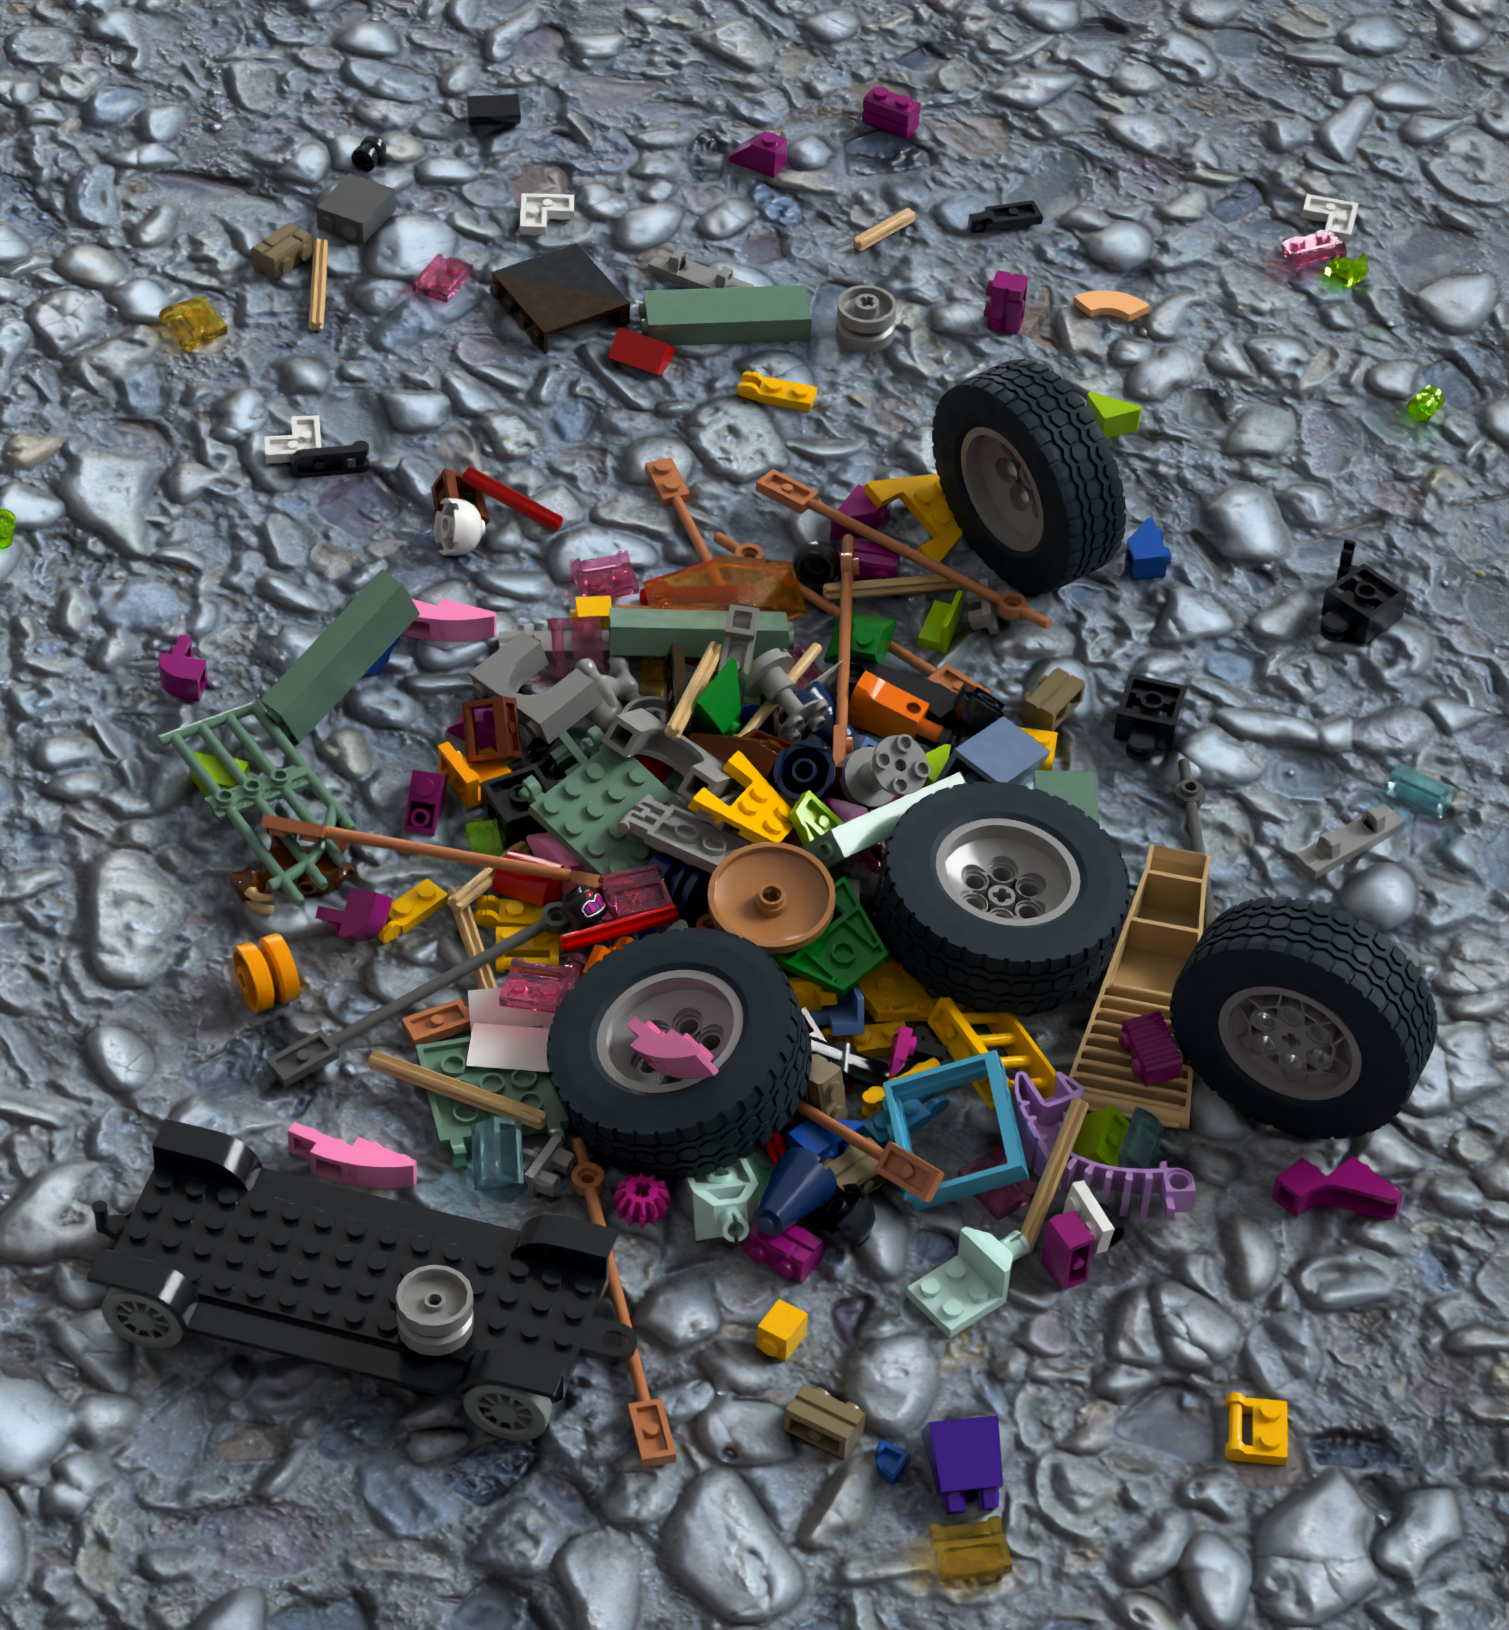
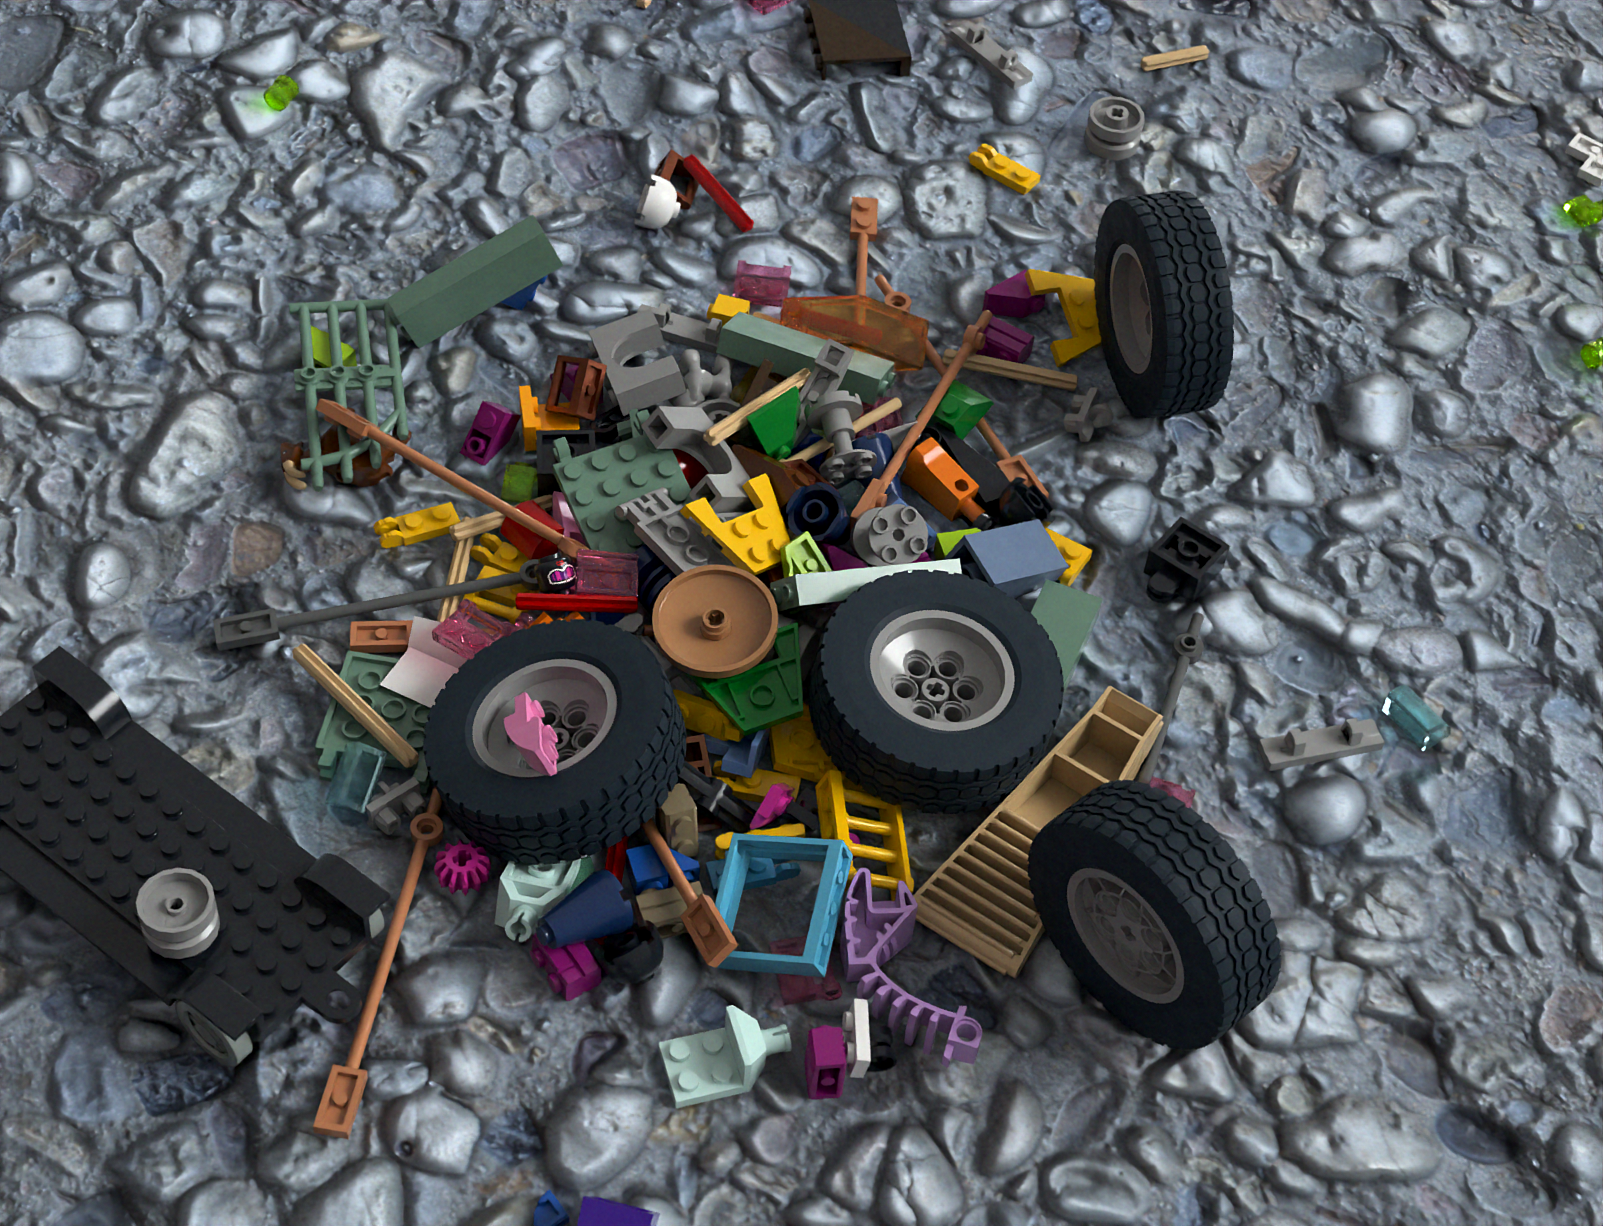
camera: 20 degrees right, 5 degrees up
(181, 673) = (355, 255): magenta brick -> none
(266, 972) = (247, 541): light orange wheel -> none
(304, 436) = (567, 98): white plate -> none
(331, 460) = (585, 116): black plate -> none
(357, 1165) = (231, 741): bright pink slope -> none
(362, 918) = (368, 517): magenta brick -> none
(451, 622) = (597, 280): bright pink slope -> none
(586, 643) = (704, 335): clear pink plate -> none
(641, 351) = (902, 101): red brick -> none
(726, 315) = (992, 91): sand green brick -> none
(781, 1330) = (516, 1043): yellow brick -> none
(801, 498) = (966, 265): nougat bar -> none
(816, 563) = (948, 327): black piece -> none
(824, 1420) = (505, 1150): dark tan brick -> none
(941, 624) = (1038, 417): lime panel -> none
(1005, 217) = (1289, 76): black hinge -> none
(1007, 302) = (1247, 149): magenta brick -> none
(1052, 700) = (1102, 519): dark tan brick -> none
(1053, 1171) = (847, 980): tan axle -> none
(1102, 1136) = (924, 961): lime panel -> none
(1111, 303) = (1347, 178): light nougat tile -> none
(1114, 415) = (1294, 277): lime slope -> none
(1141, 1141) = (957, 979): clear light blue brick -> none
(1146, 553) = (1261, 409): blue slope -> none
(1151, 1048) = (1008, 888): magenta brick -> none
(1312, 248) = (1560, 181): clear pink plate -> none
(1346, 559) = (1444, 484): black plate -> none
(1348, 1187) = (1142, 1095): magenta arch -> none
(1361, 605) = (1441, 521): black brick -> none

